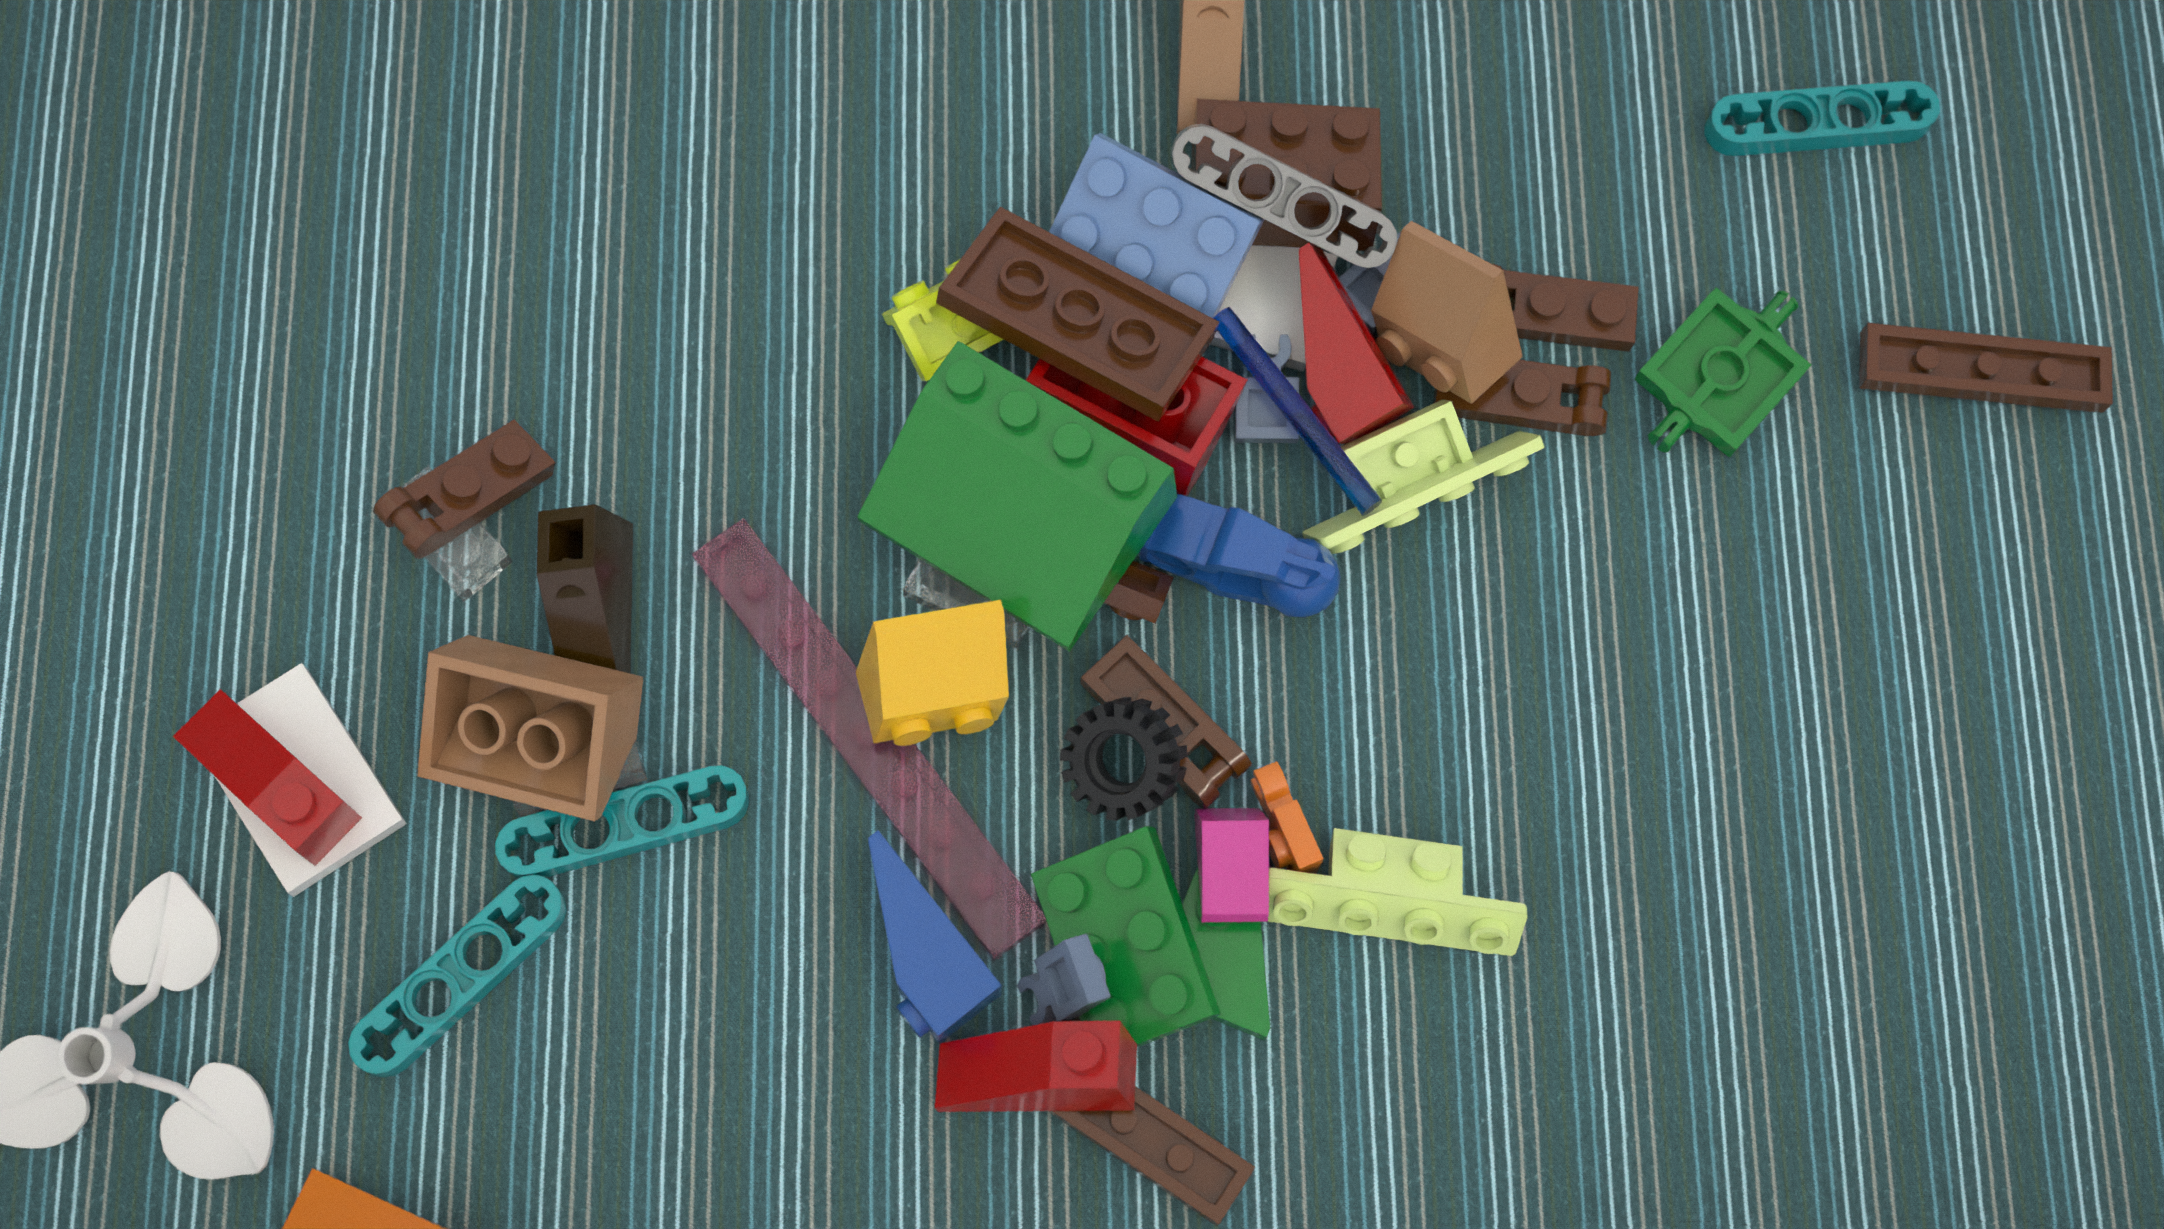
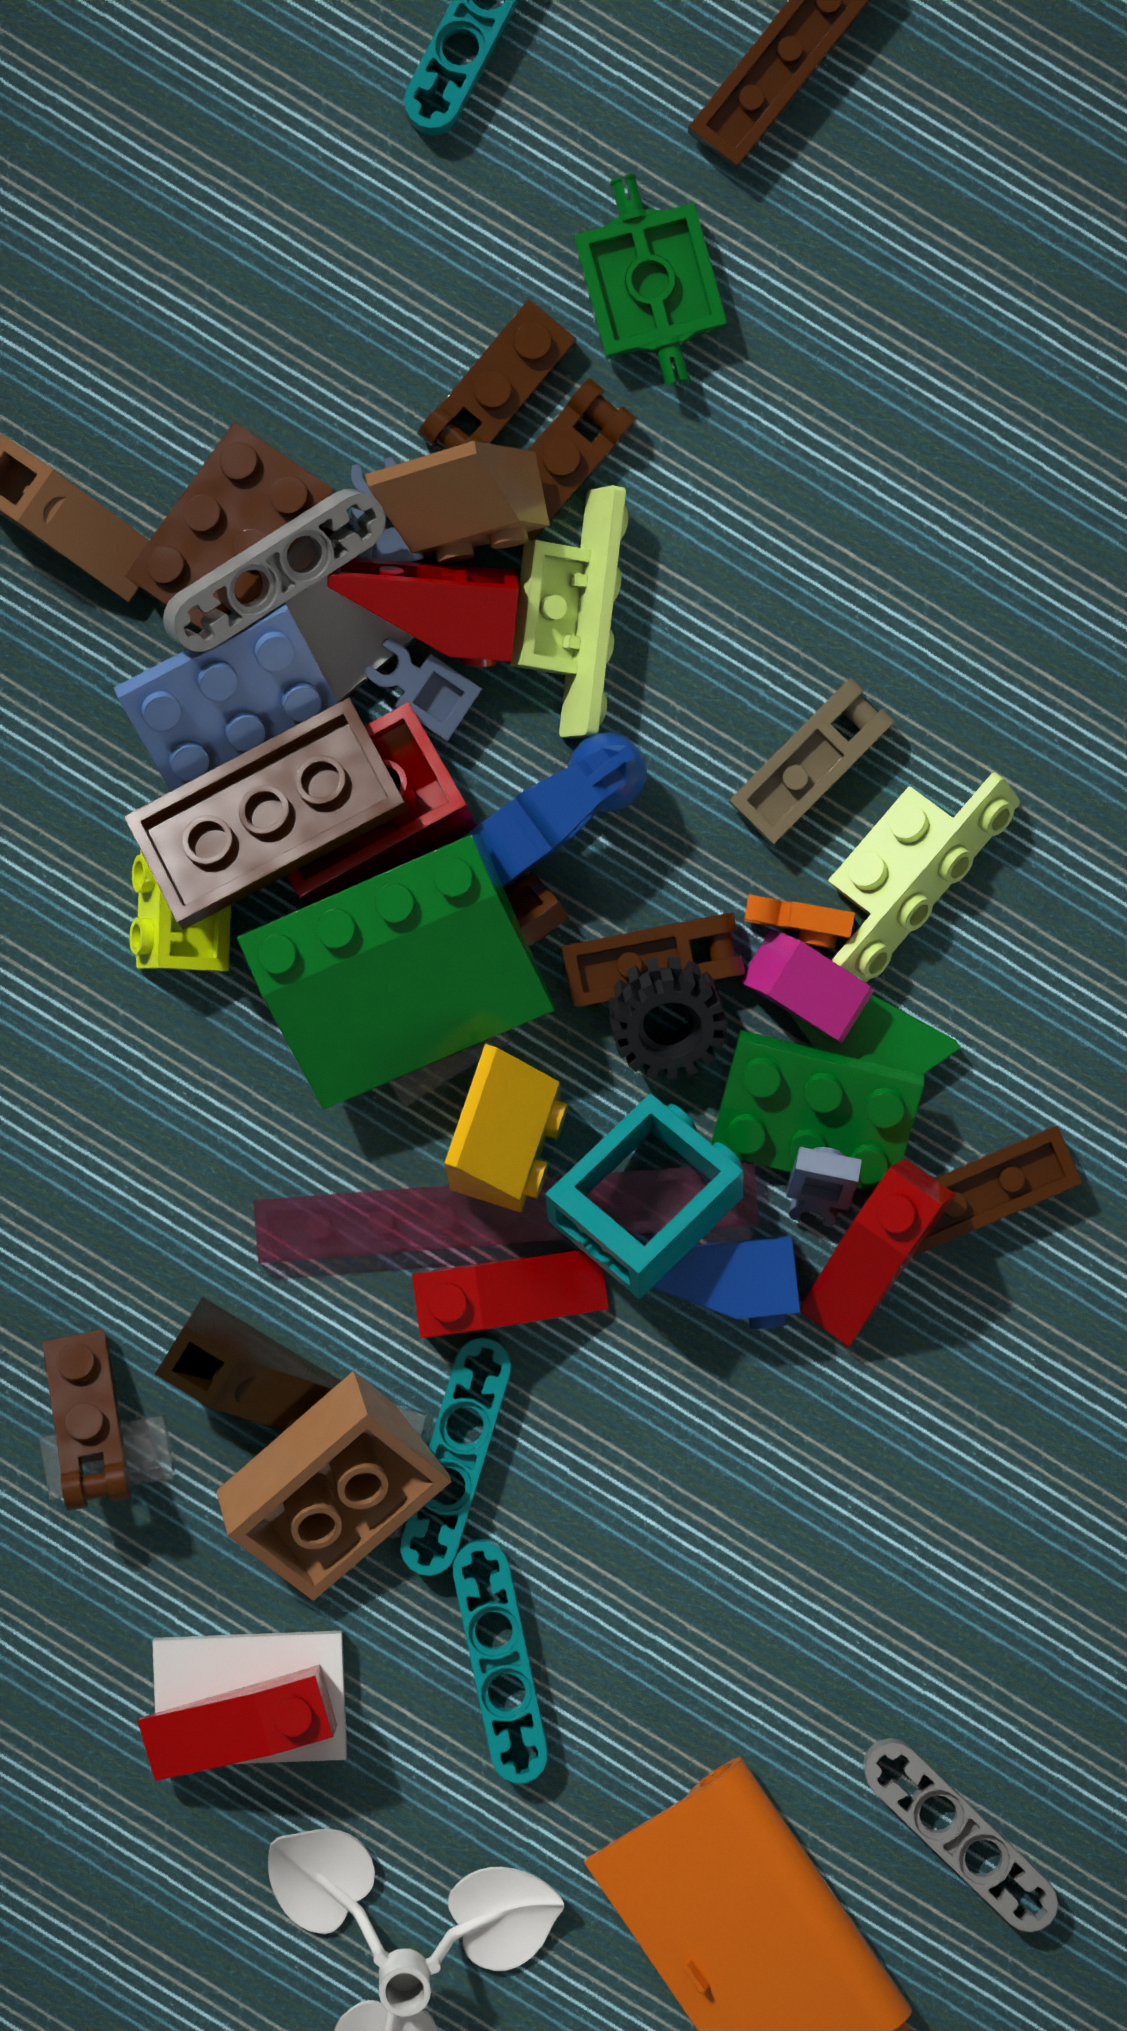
camera: 50 degrees left, 15 degrees up
(795, 774) = (507, 1292): none -> red slope
(944, 879) = (605, 1240): none -> teal window
(1297, 412) = (461, 679): clear blue bar -> none
(1424, 749) = (809, 763): none -> dark tan plate

